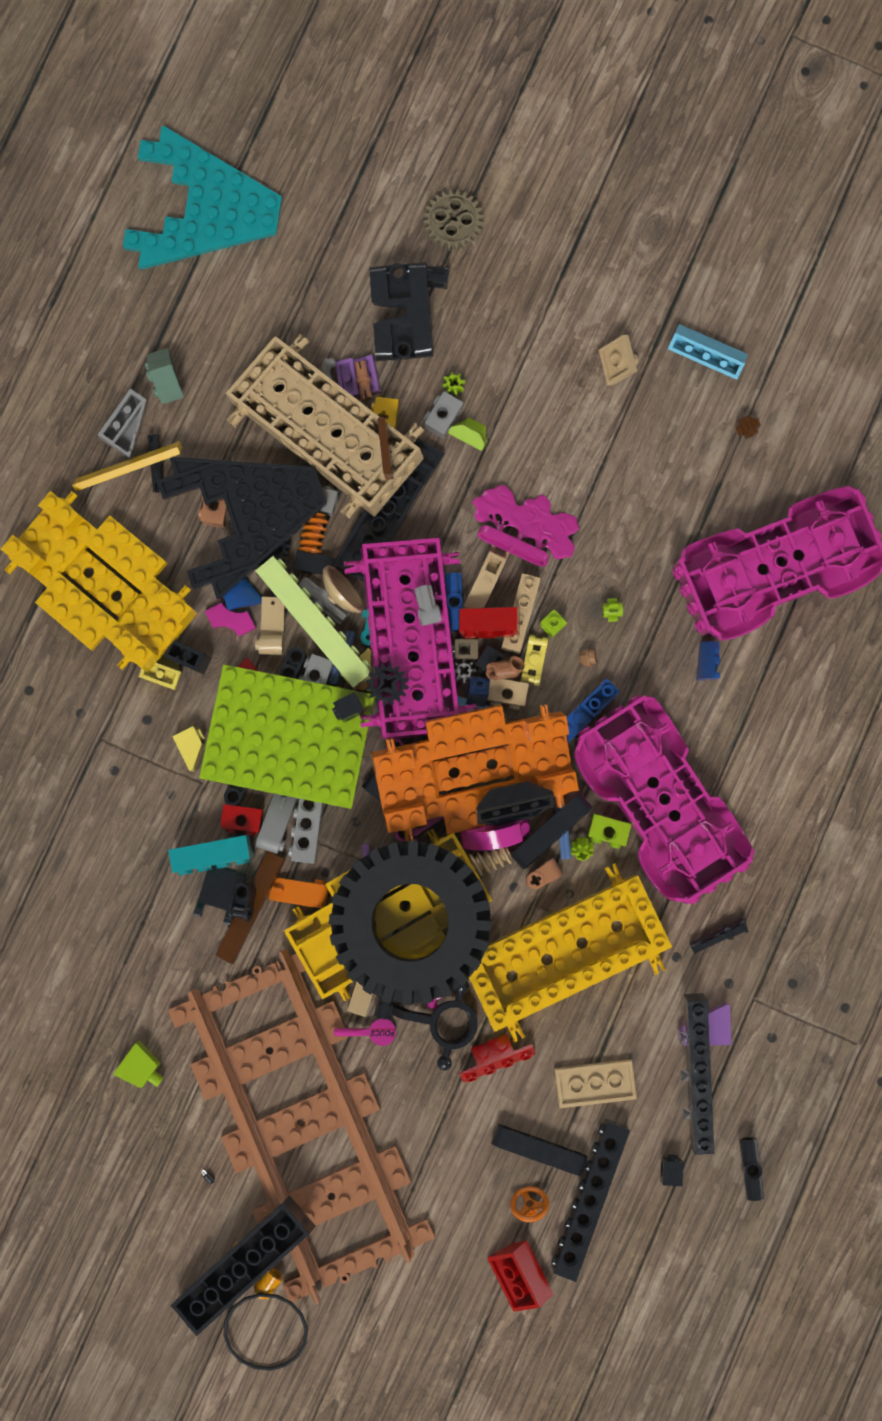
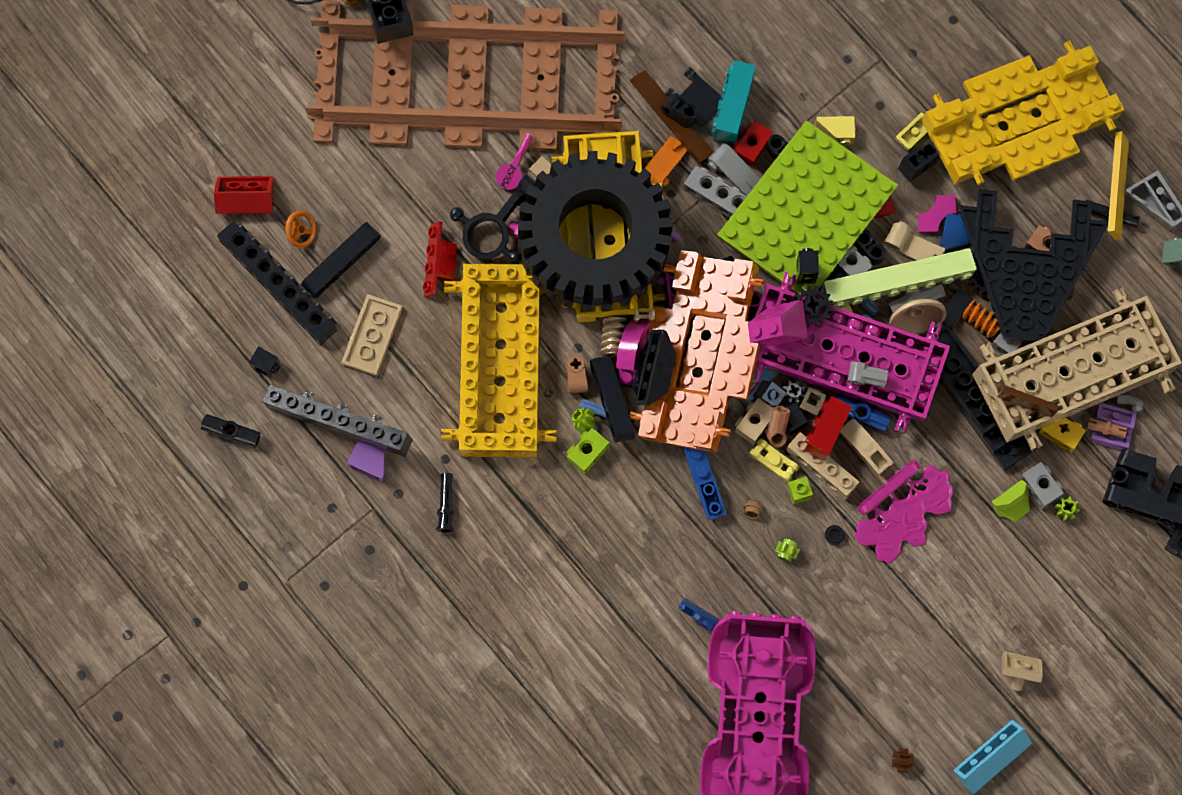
camera: 115 degrees right, 10 degrees down
(422, 706) = (779, 324): none -> dark pink slope
(459, 833) = (649, 316): none -> tan piece
(575, 576) = (834, 535): none -> black tile
(677, 856) = (541, 532): dark pink piece -> none

